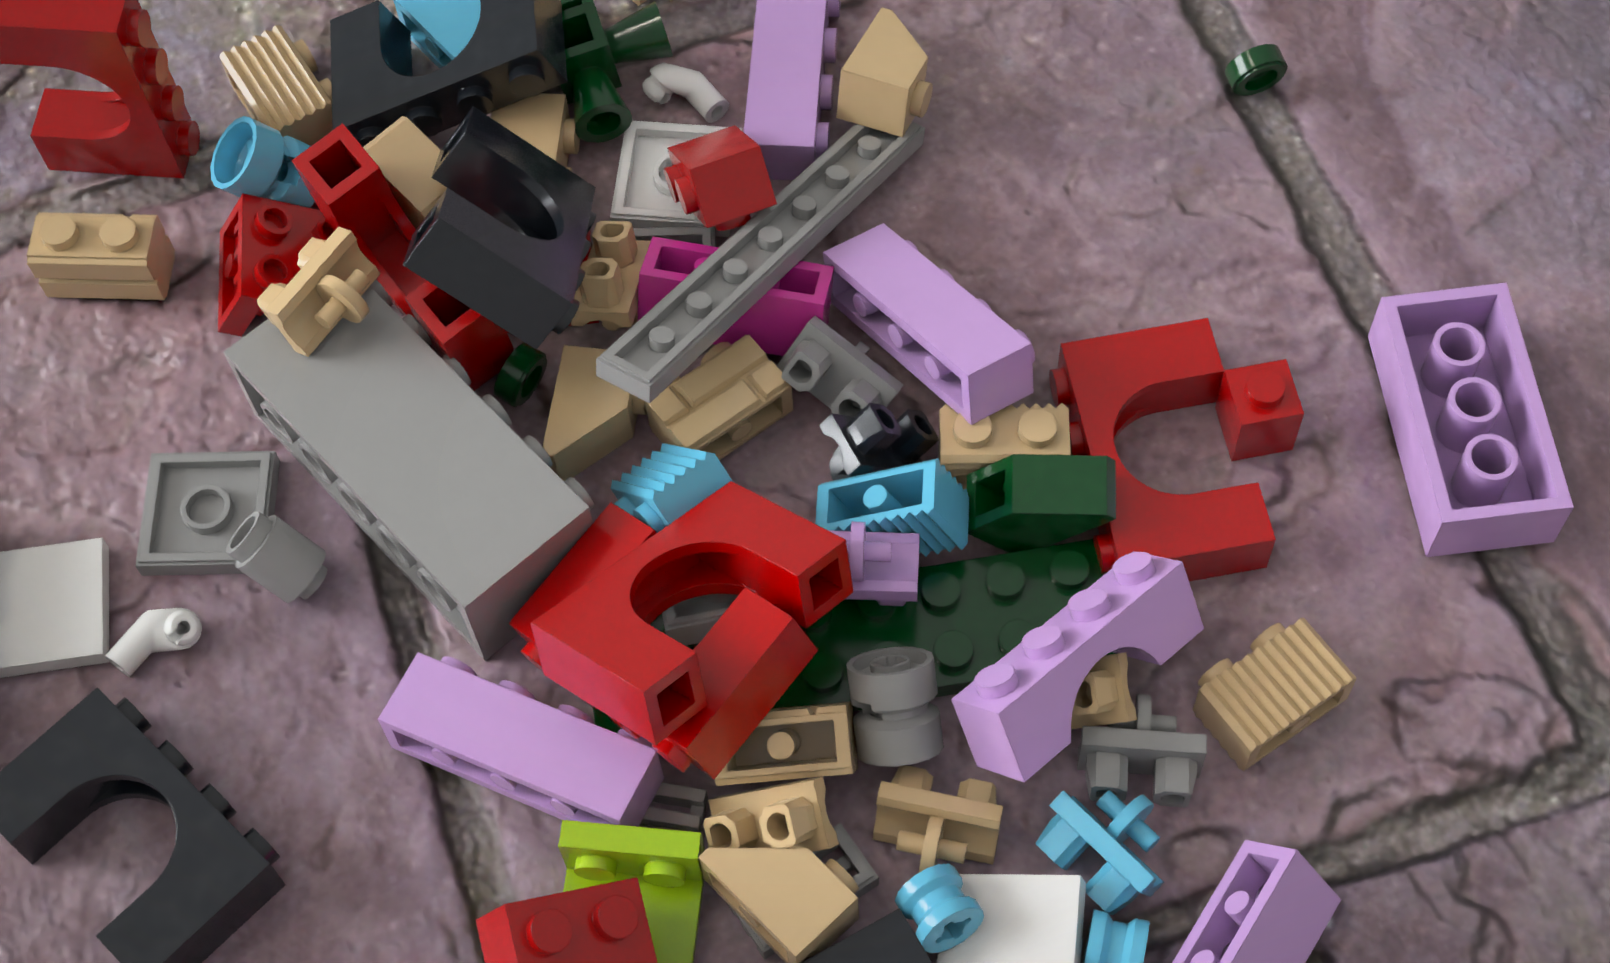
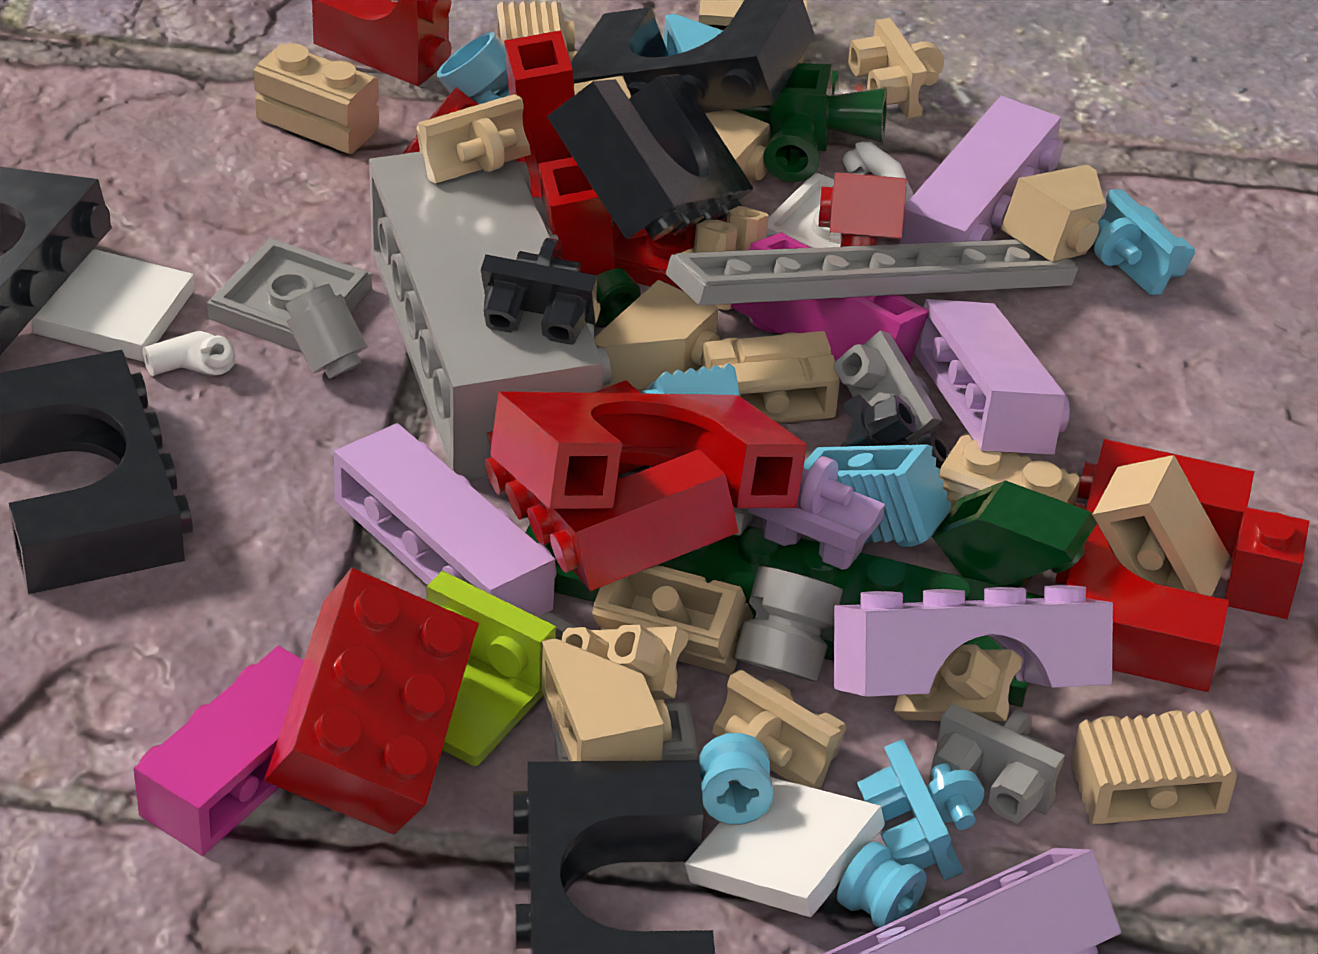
camera: 20 degrees right, 20 degrees down
(463, 470) = (541, 286): none -> black hips
(967, 73) = (1140, 243): none -> medium azure hips
(1167, 435) = (1161, 527): none -> tan brick

